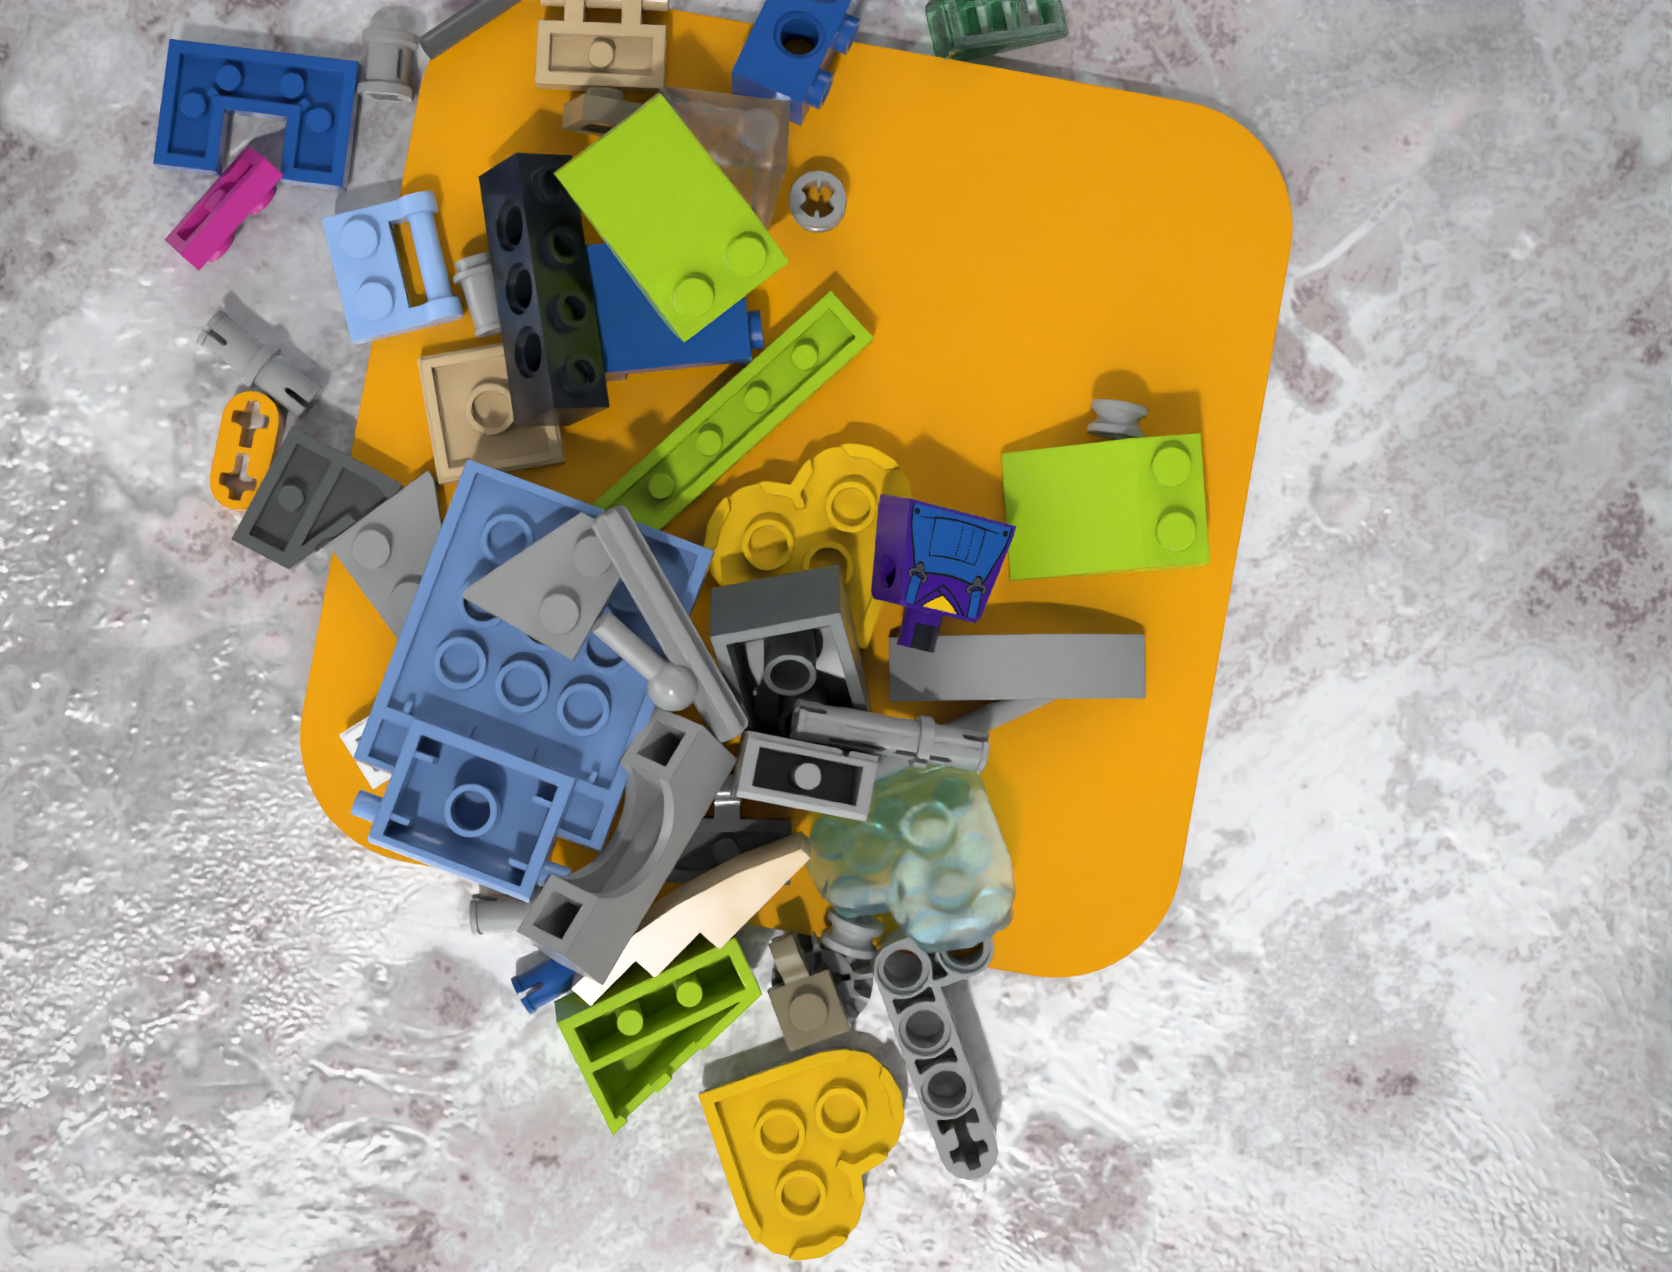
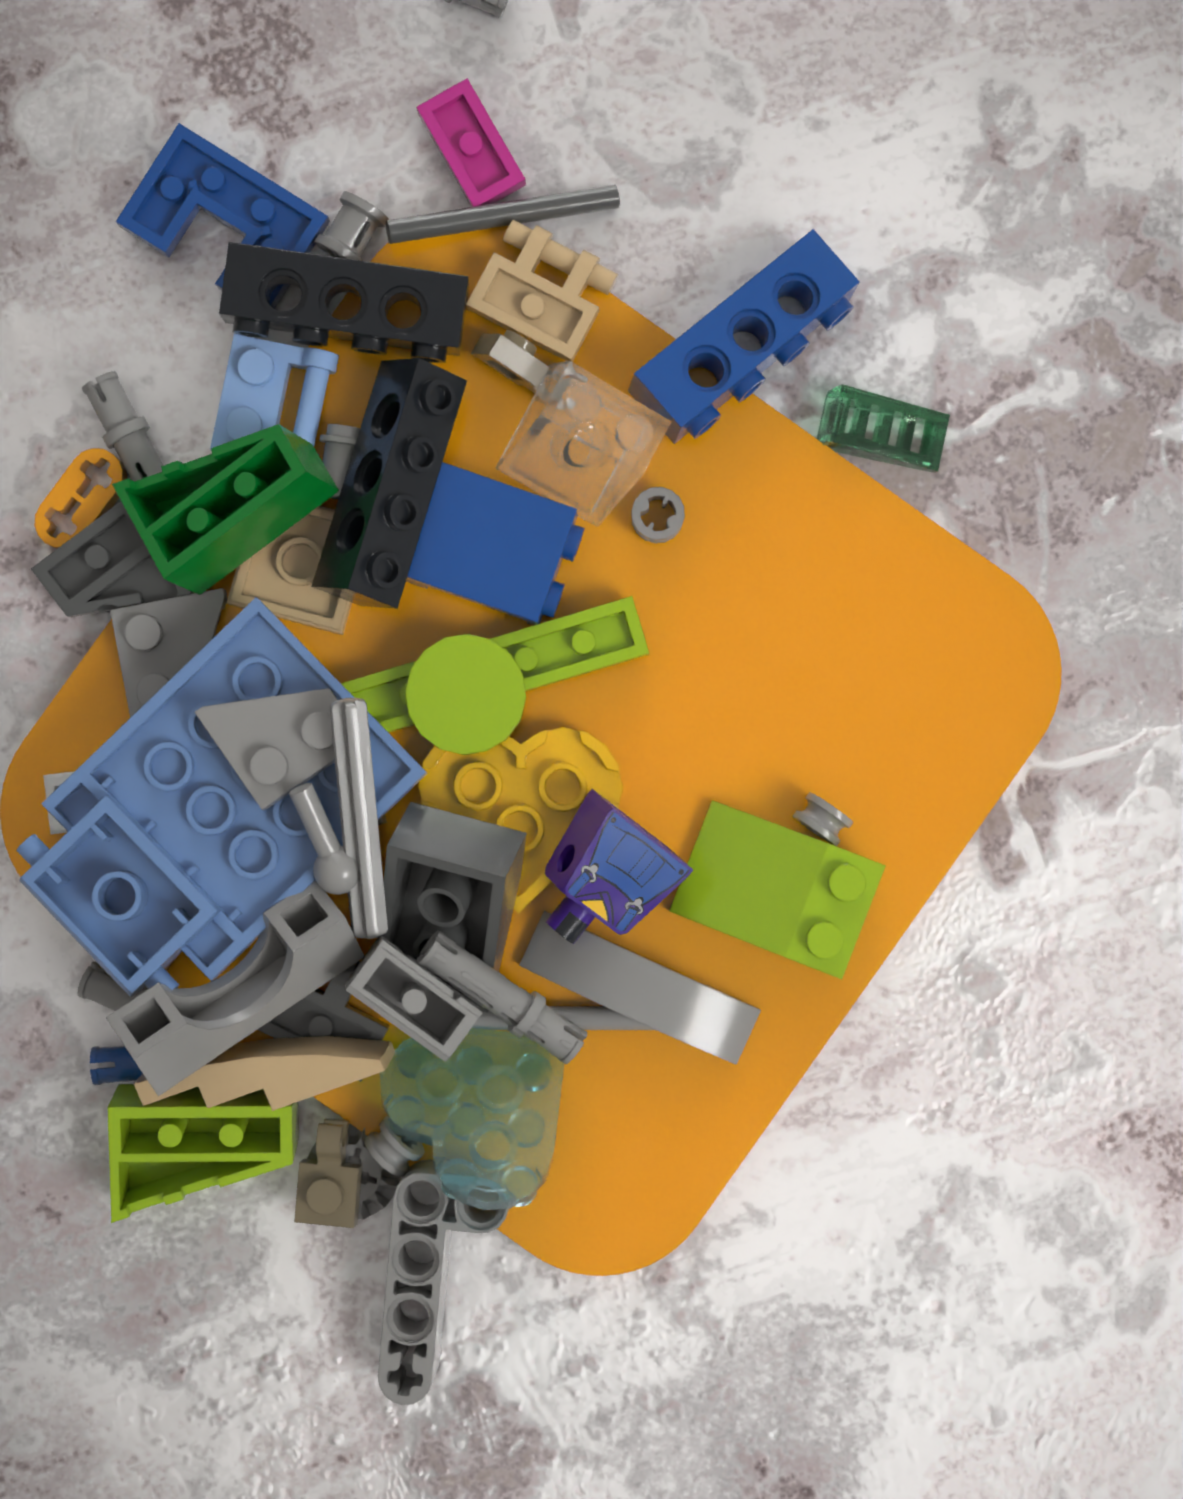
camera: 30 degrees right, 0 degrees up
(240, 191) = (138, 295): dark pink plate -> none
(316, 143) = (257, 270): none -> black brick
(394, 385) = (225, 506): none -> green wedge
(671, 218) = (522, 475): lime slope -> none
(715, 460) = (465, 694): none -> lime tile
(801, 1142) = (269, 1301): yellow plate -> none

